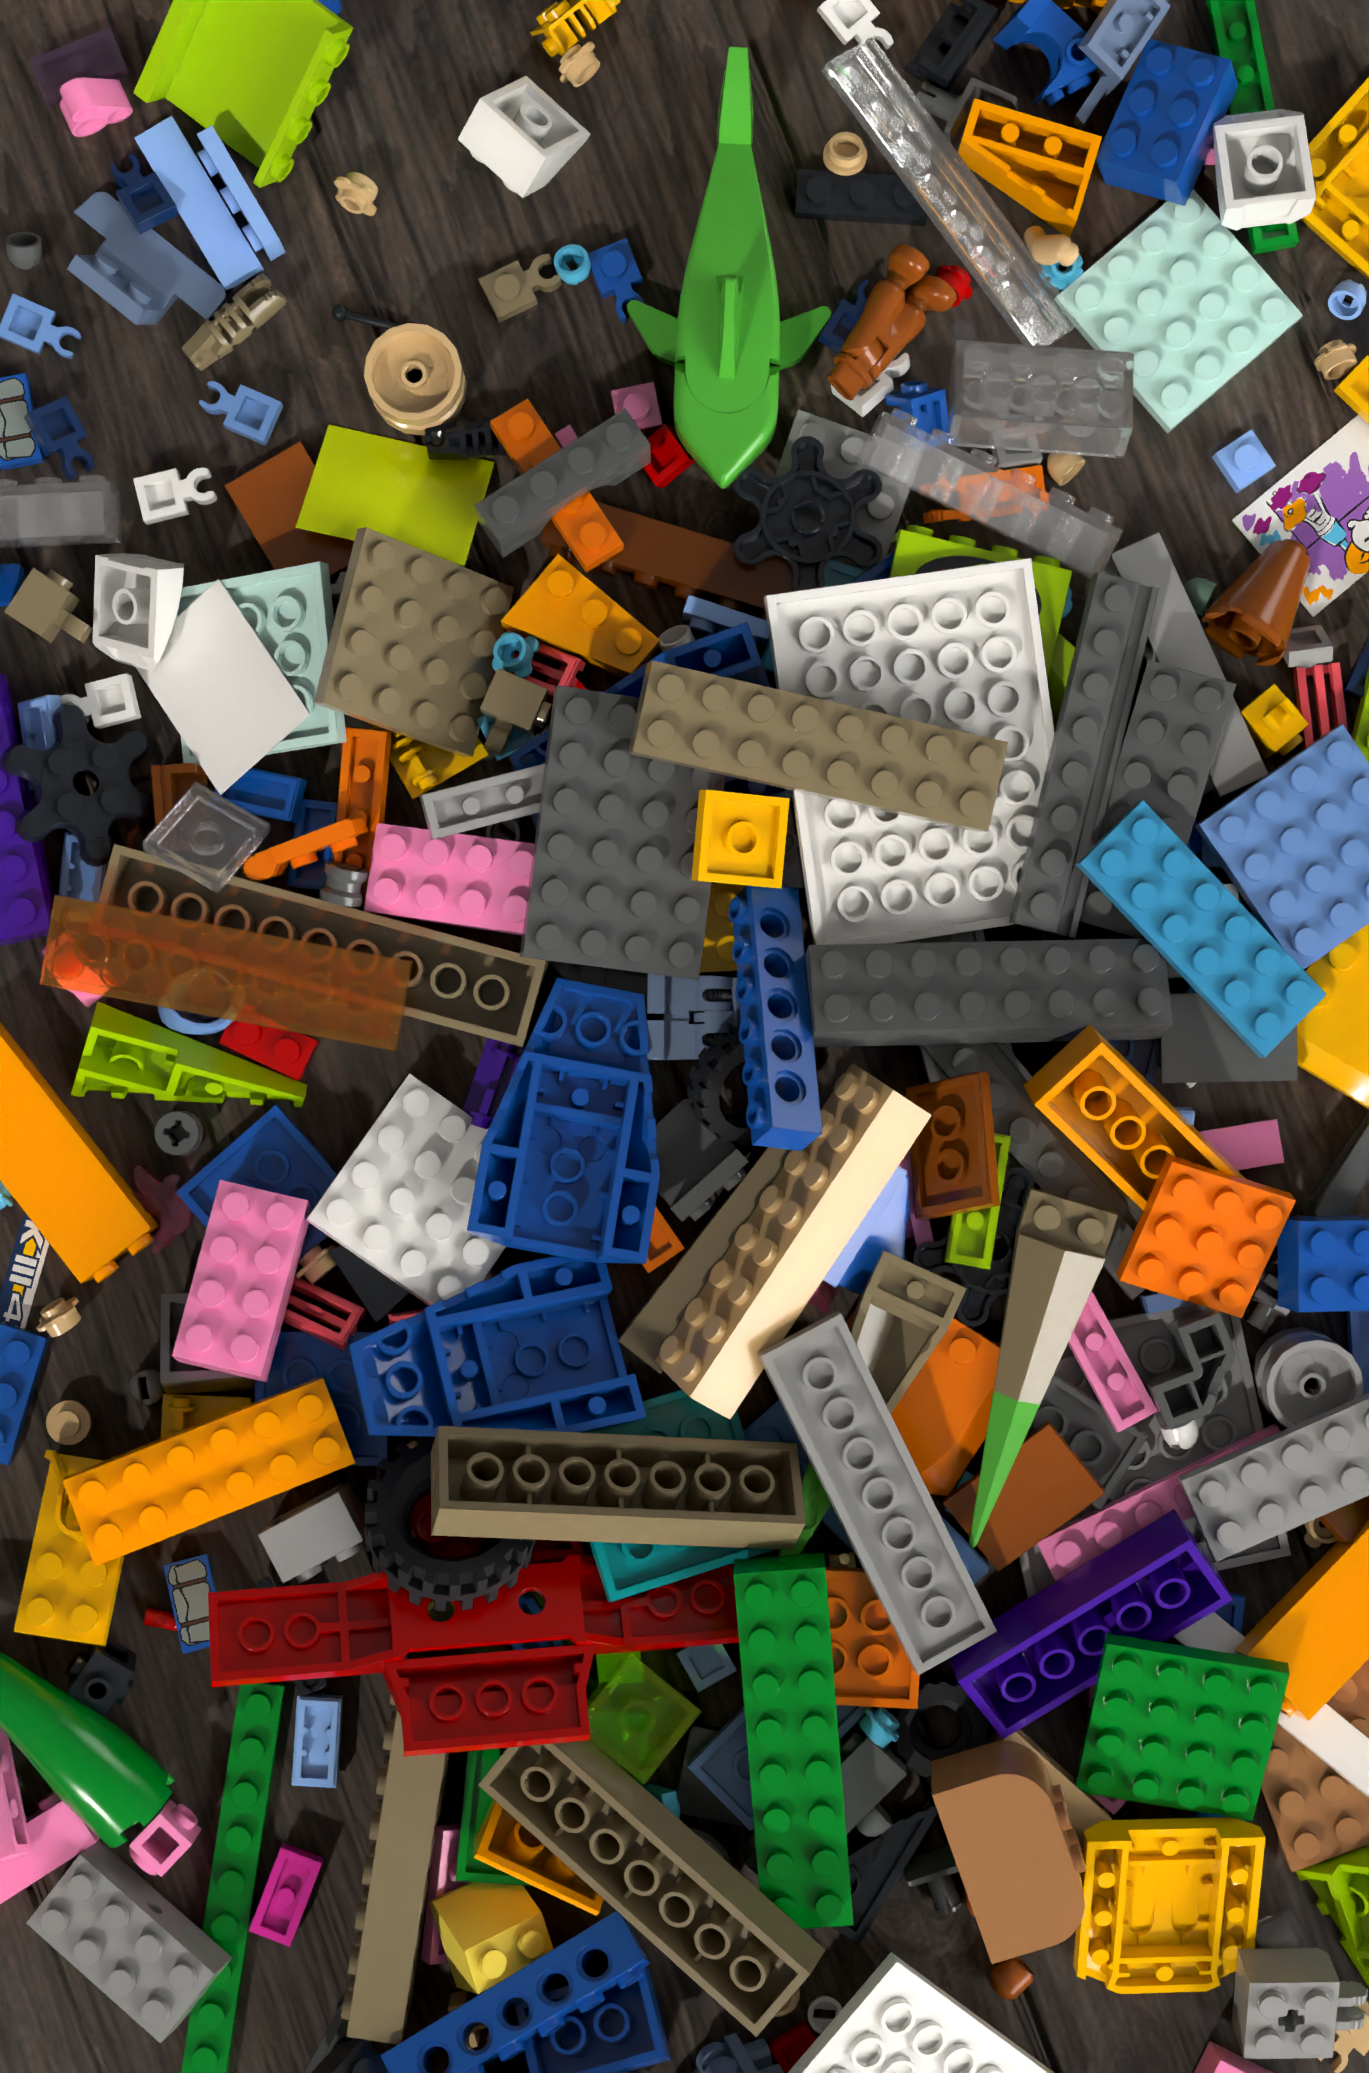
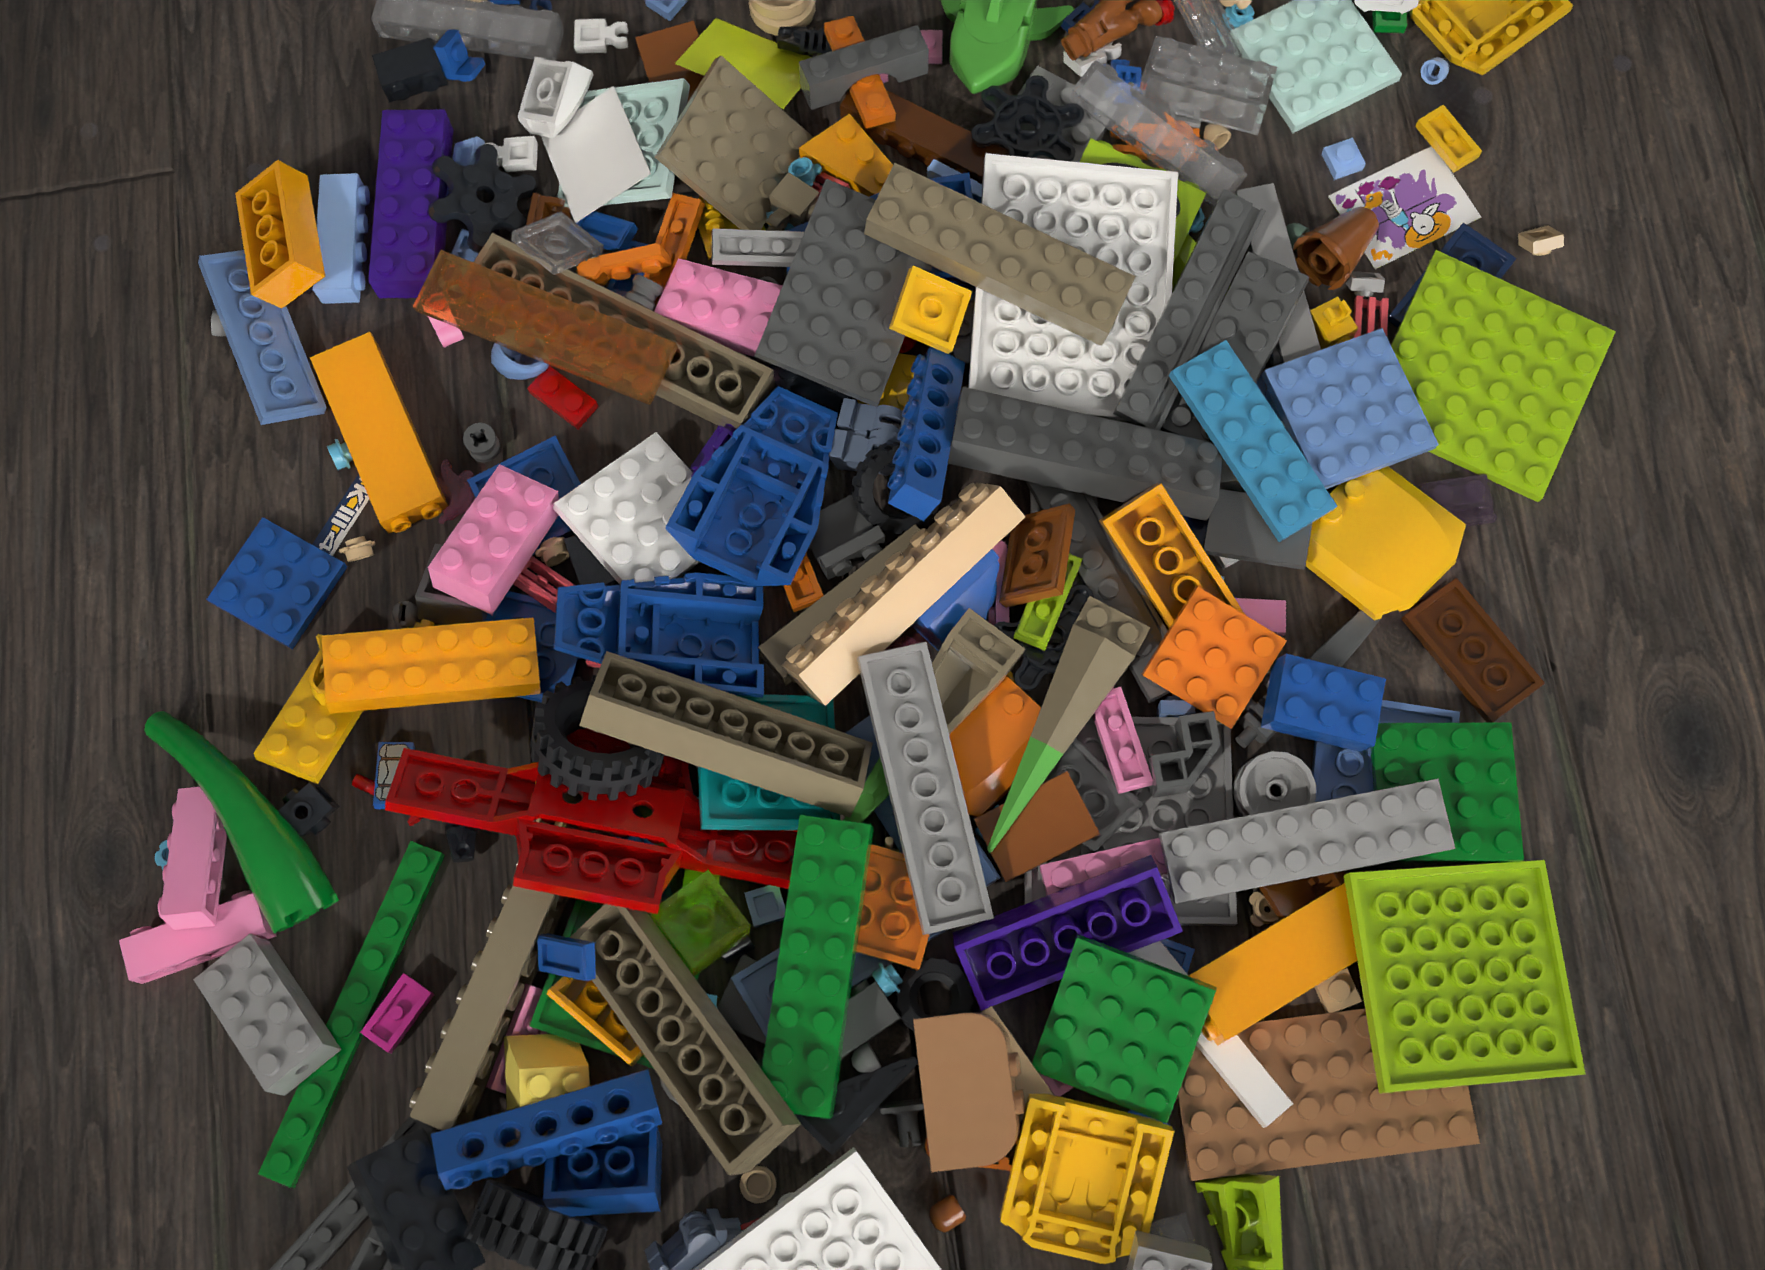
camera: 20 degrees right, 15 degrees down
(46, 607) = (493, 87): dark tan brick -> none
(68, 1422) = (341, 623): tan plate -> none
(141, 1057) = (473, 389): lime wedge -> none
(164, 1838) = (317, 943): bright pink brick -> none
(315, 1532) = (496, 734): light grey brick -> none
(317, 1740) = (455, 899): light blue plate -> none
(486, 1805) = (566, 957): none -> blue tile
(667, 456) = (939, 76): red plate -> none
(1182, 1436) = (1168, 806): white hinge -> none
(1336, 359) = (1420, 105): tan plate -> none

